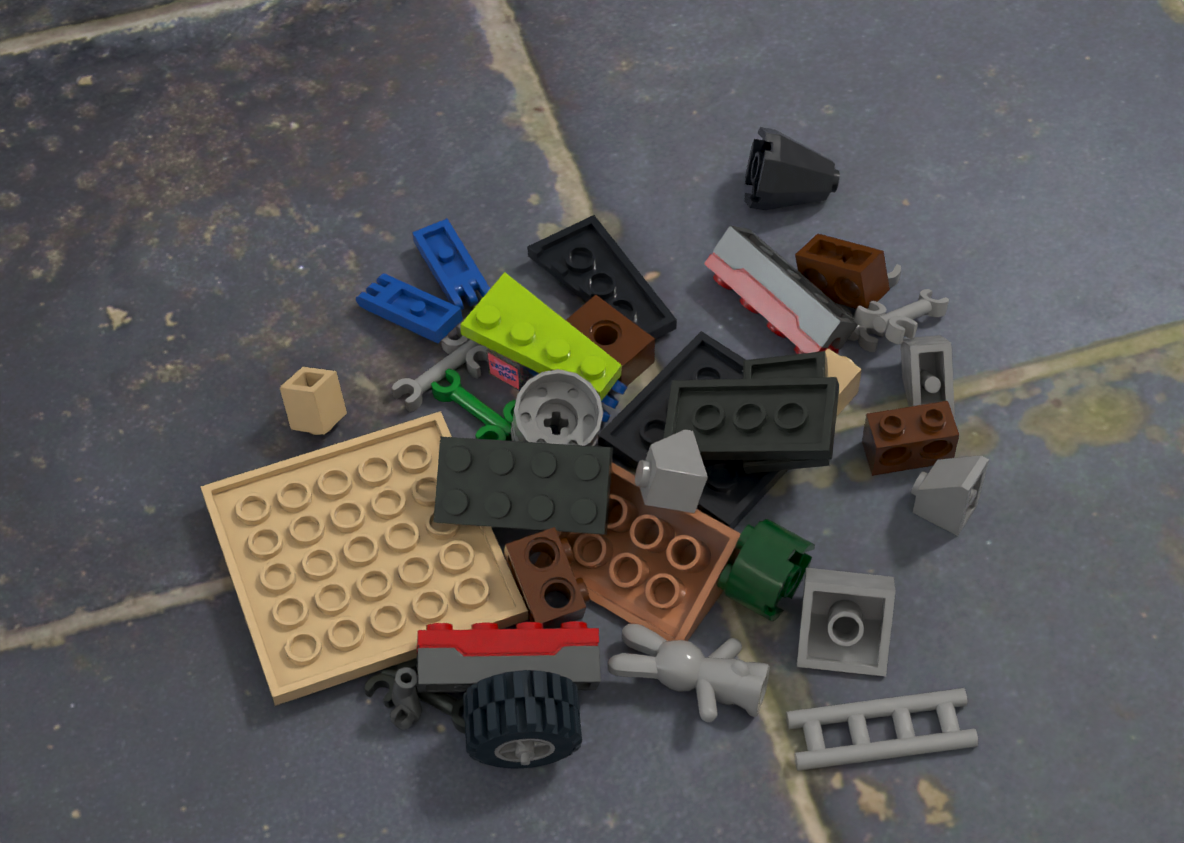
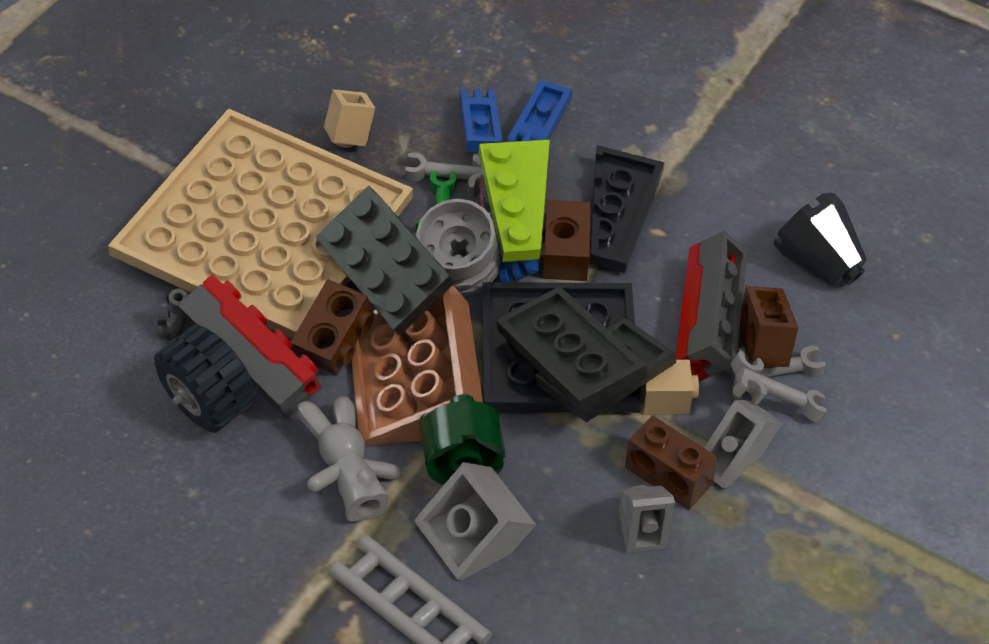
camera: 45 degrees right, 5 degrees down
(672, 473) = (468, 323): light grey slope -> none

